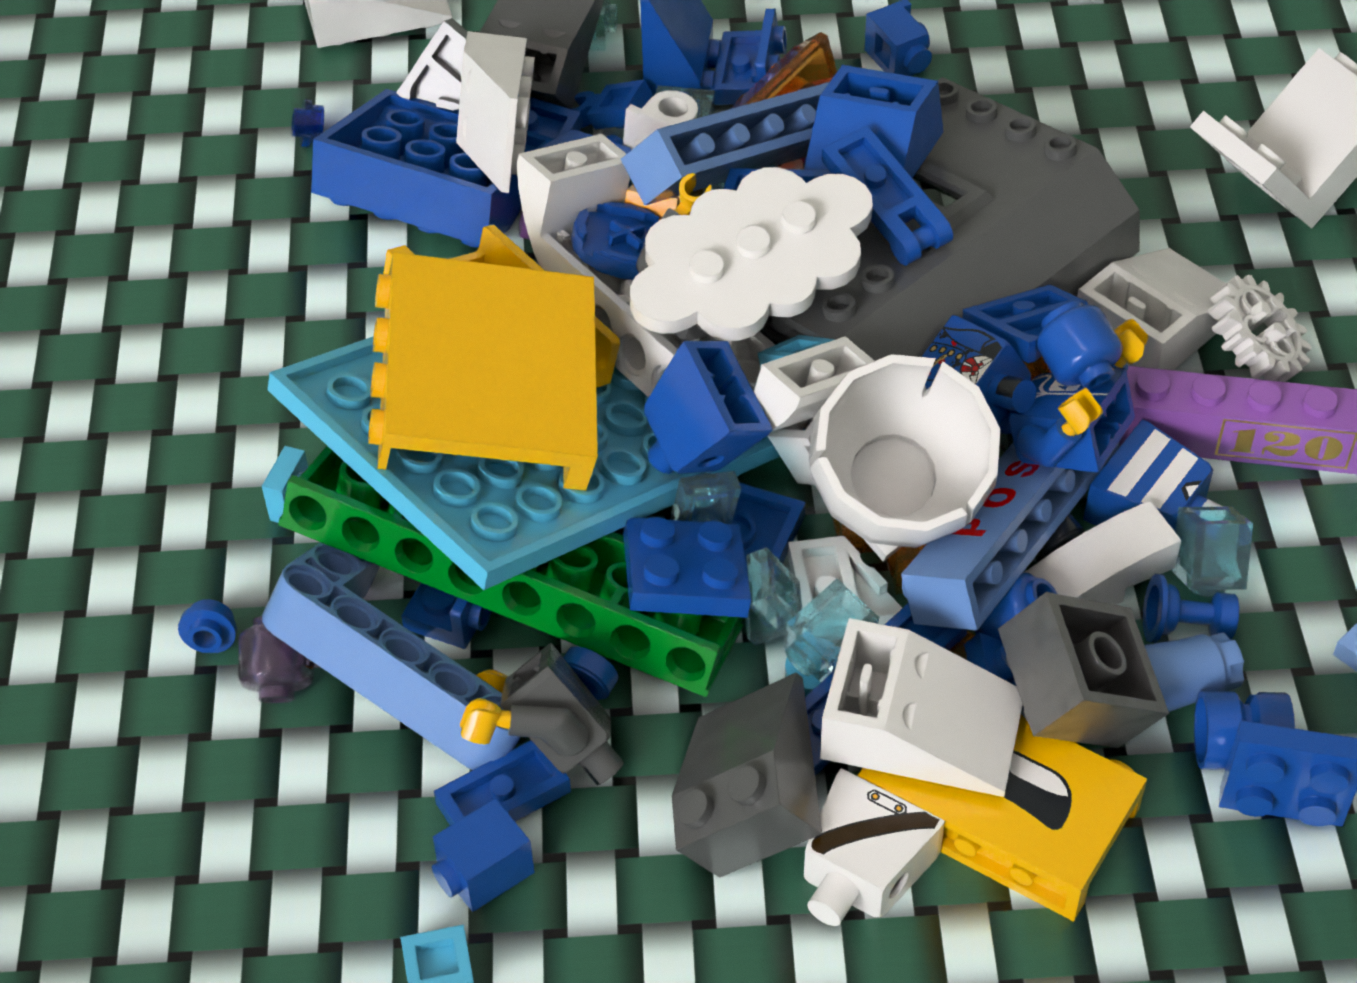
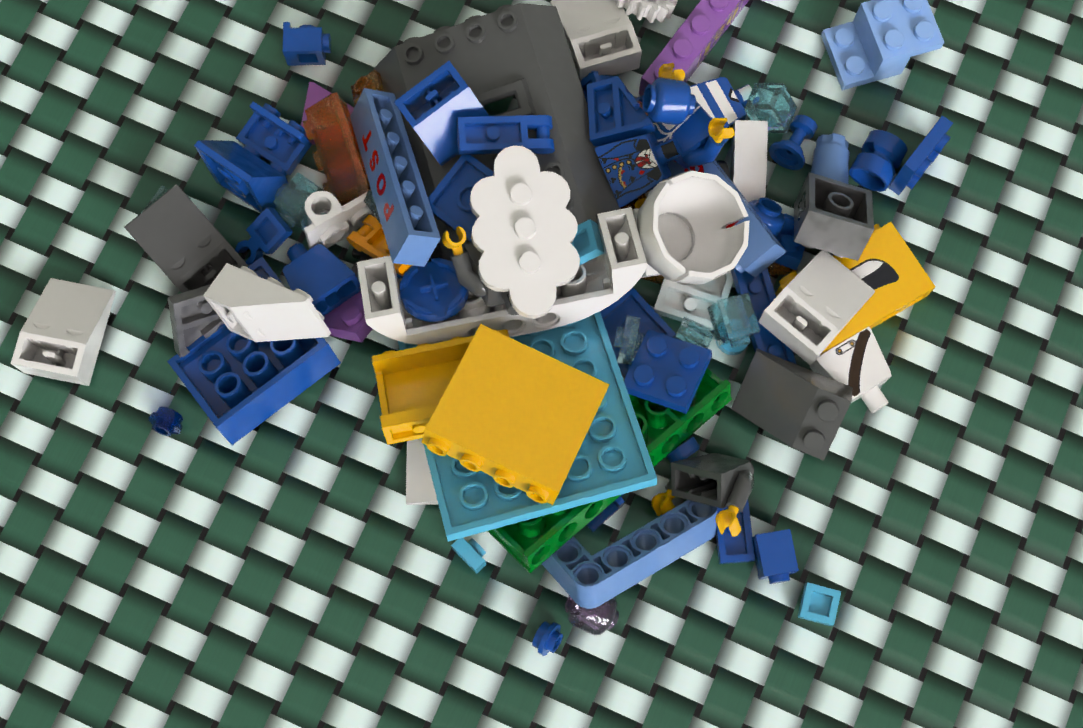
camera: 65 degrees left, 25 degrees up
(703, 411) = (603, 313): blue torso -> none

